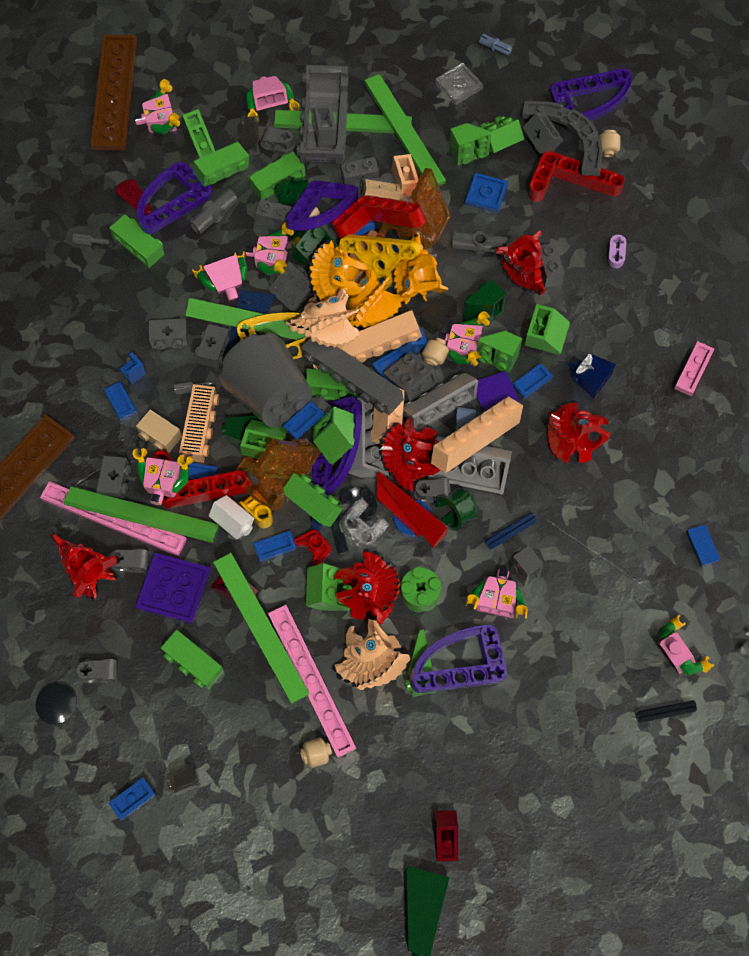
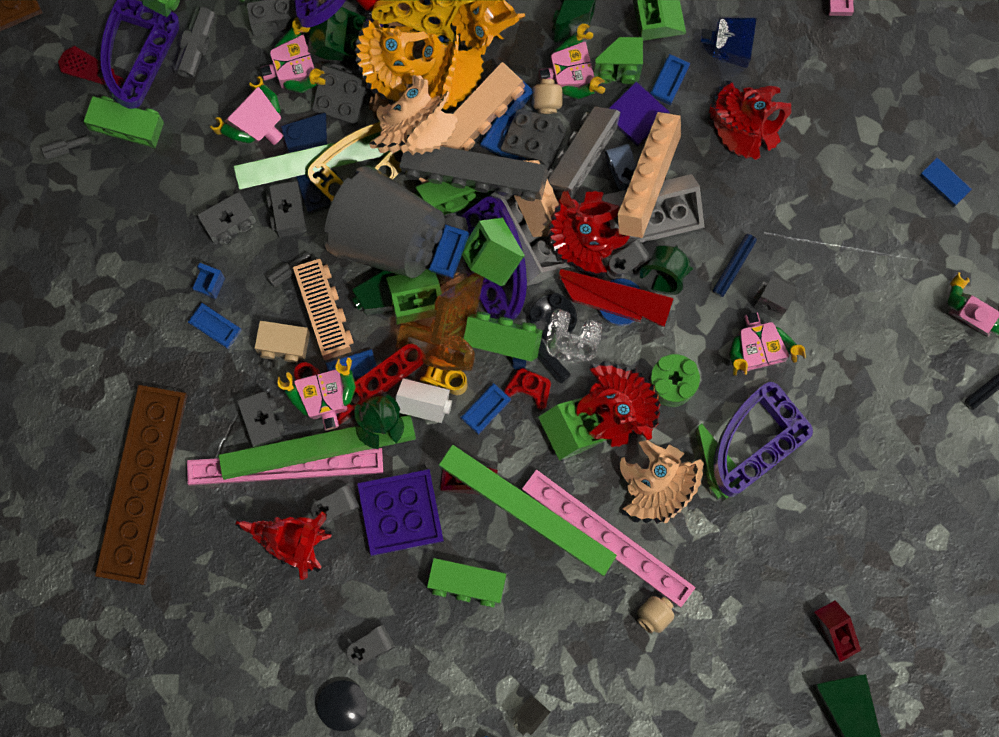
camera: 30 degrees left, 10 degrees up
(192, 510) = (378, 416): none -> dark green helmet

